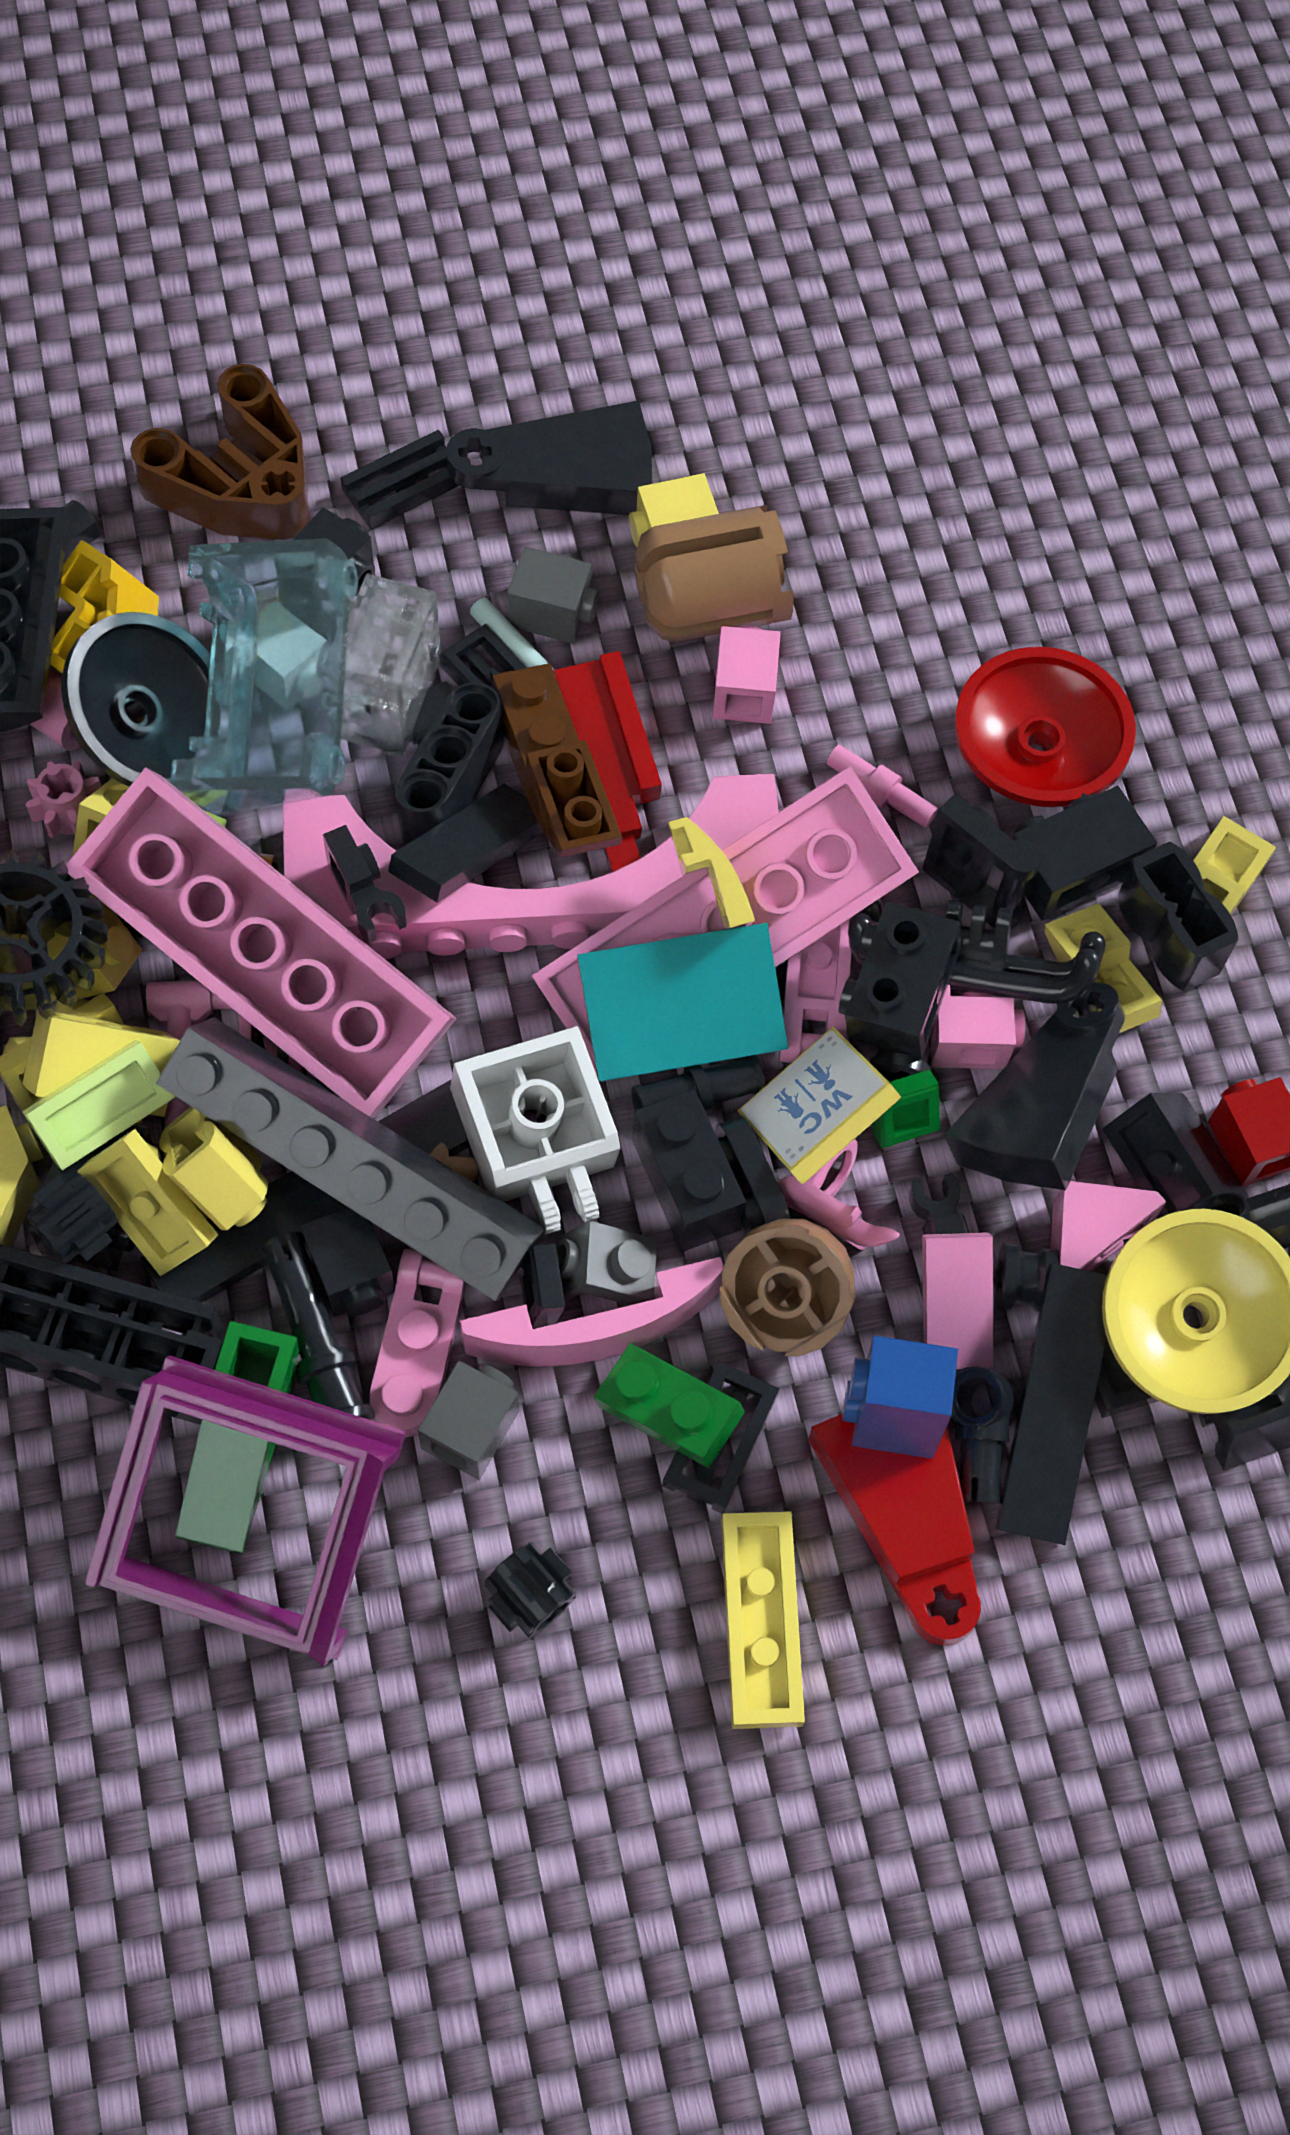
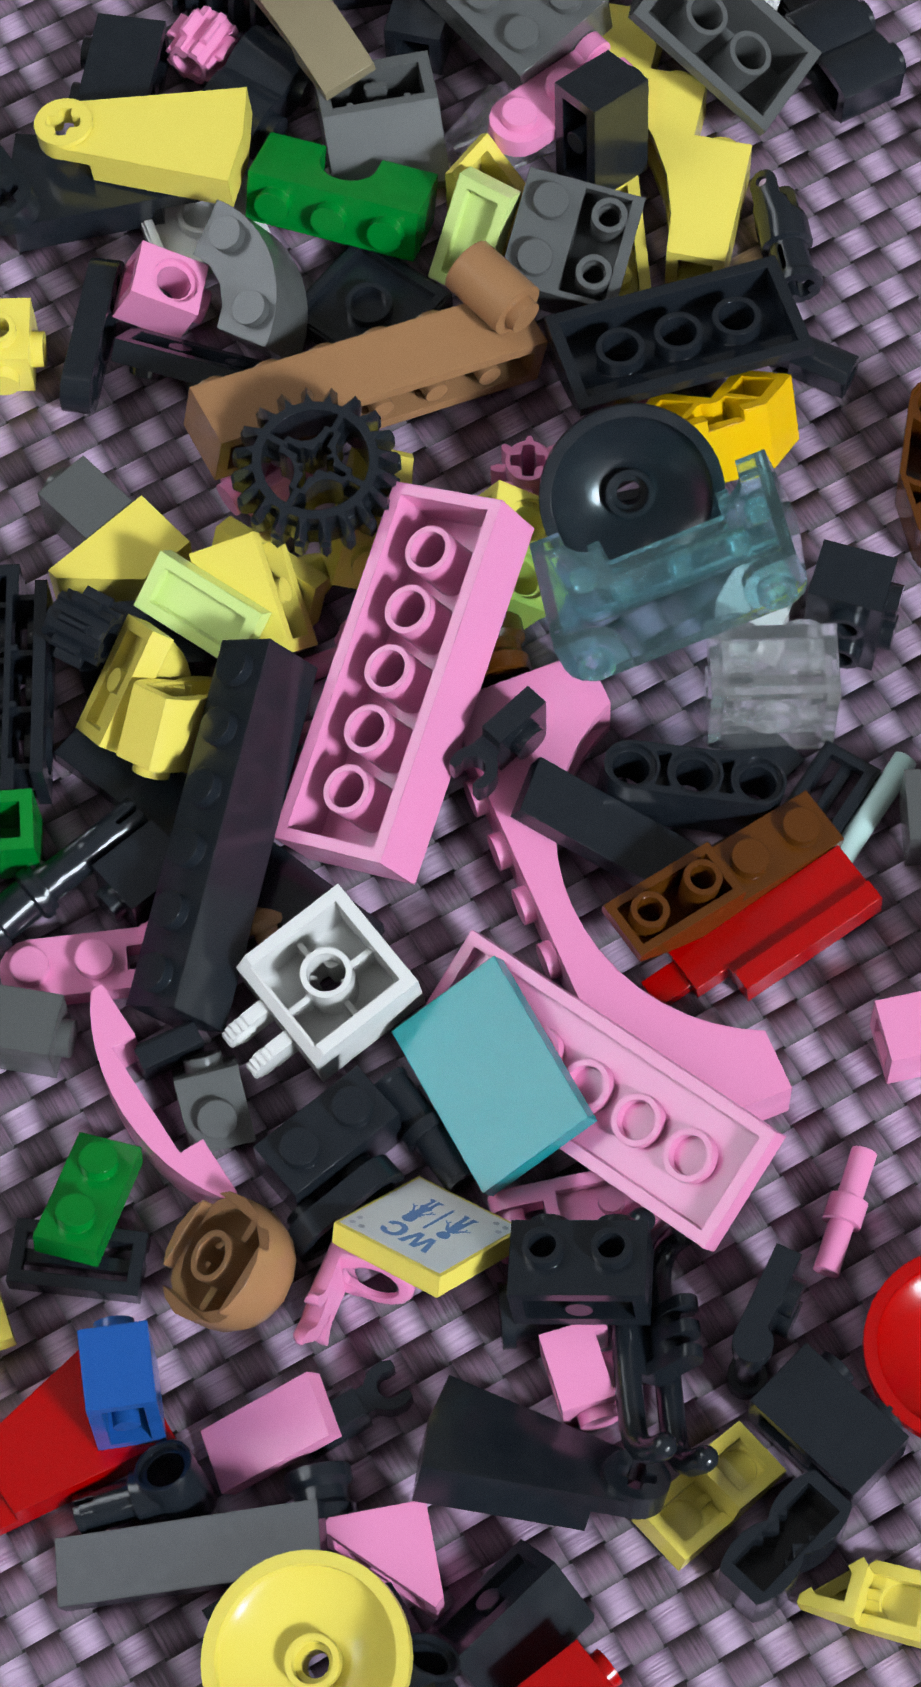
camera: 80 degrees right, 0 degrees up
(697, 852) = (613, 1049): light yellow slope -> none
(913, 1114) = (467, 1331): green tile -> none

